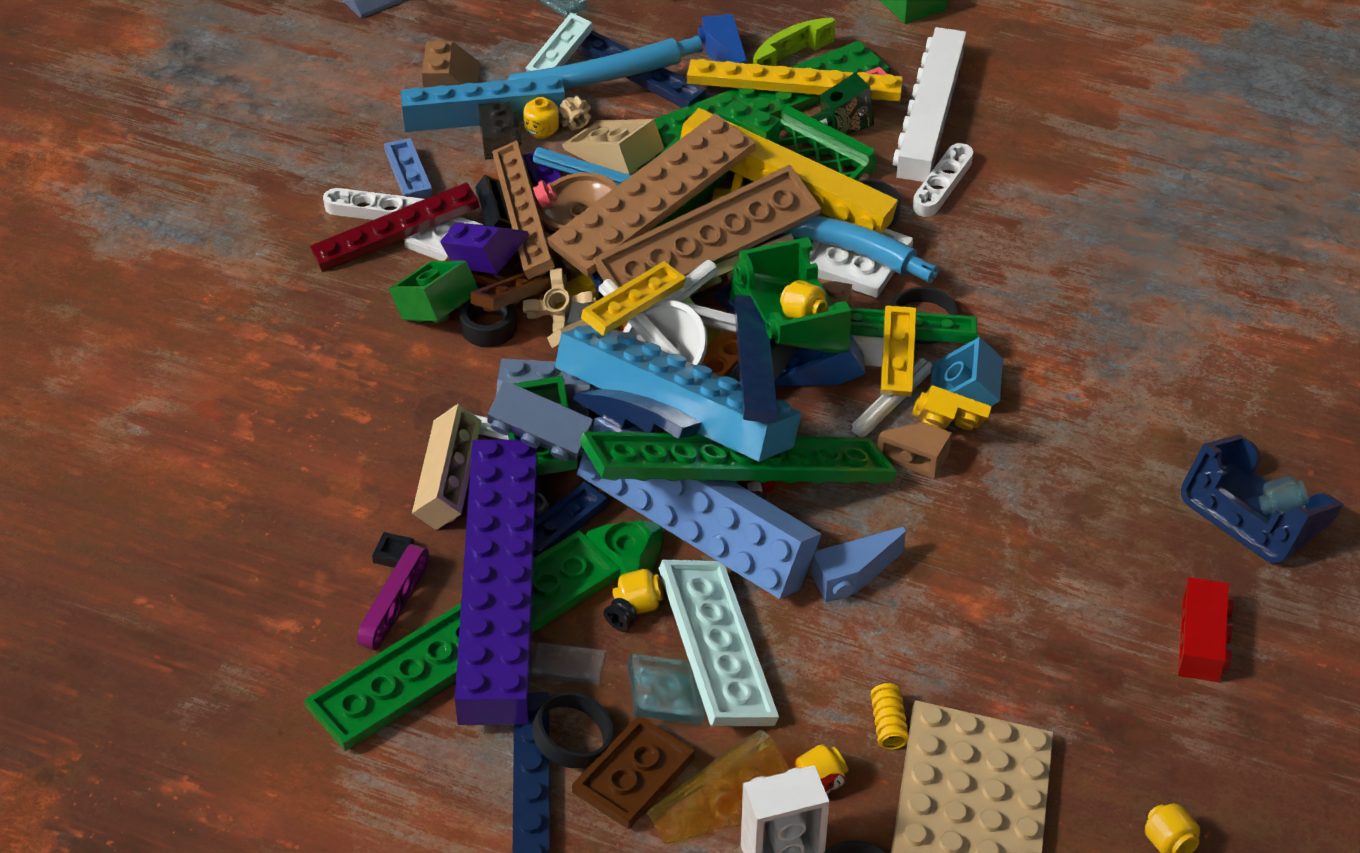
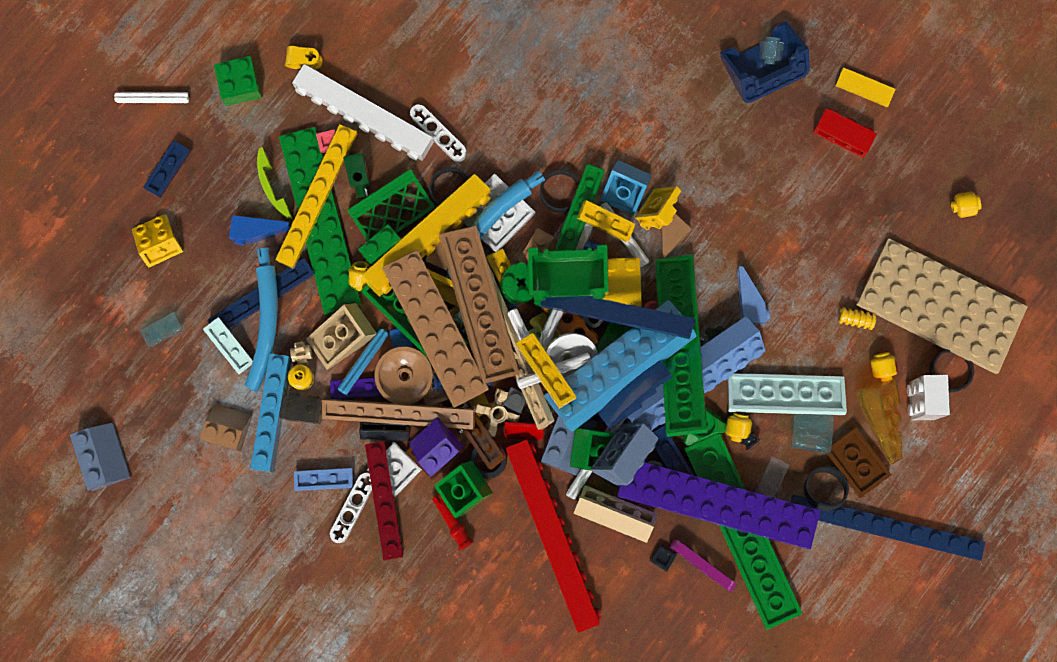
camera: 70 degrees left, 35 degrees up
(369, 311) = (457, 531): none -> red pin
(385, 411) = (552, 536): none -> red brick
(538, 341) = (522, 430): none -> red slope
(545, 194) = (396, 396): coral plate -> none
(803, 299) = (575, 267): yellow head -> none
(820, 393) = (624, 281): none -> yellow slope
(976, 39) = (298, 56): none -> yellow piece
(1301, 647) = (865, 87): none -> yellow tile

